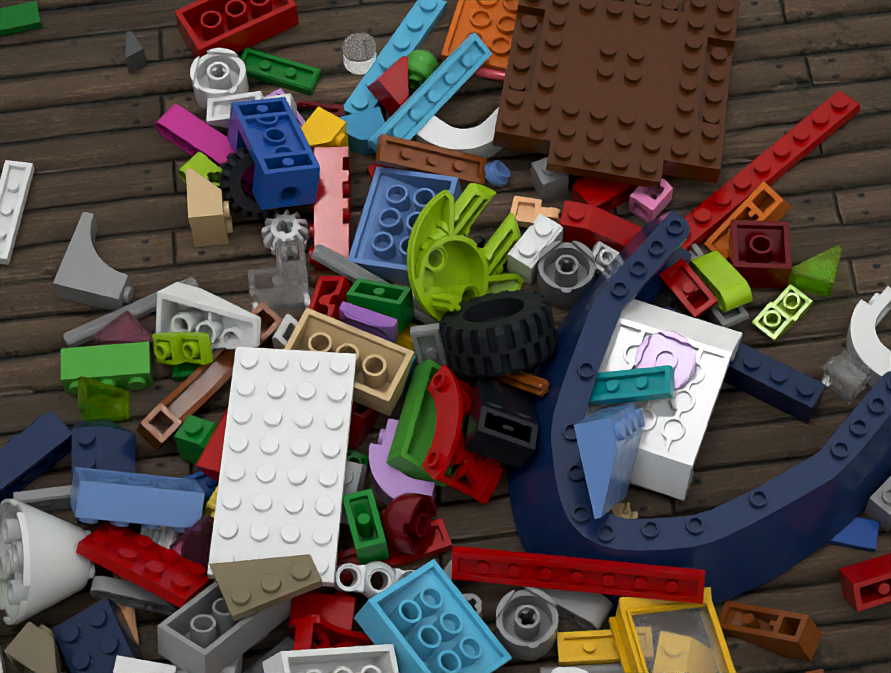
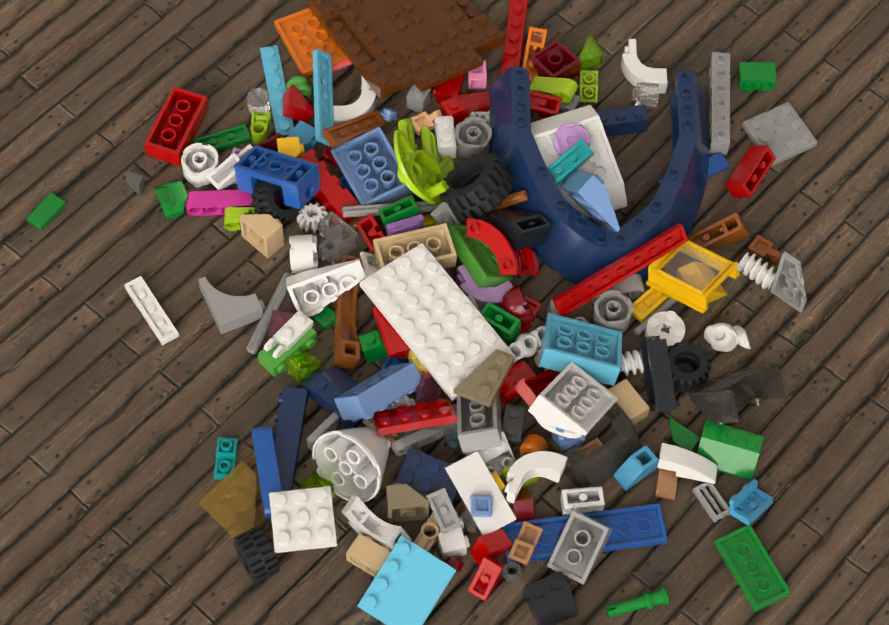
camera: 45 degrees left, 0 degrees up
(112, 352) = (289, 334): none -> white hinge
(152, 97) = (171, 198): none -> green slope
(182, 347) = (322, 306): lime slope -> none
(226, 267) = (303, 253): none -> white brick
(334, 82) = (260, 126): none -> lime piece

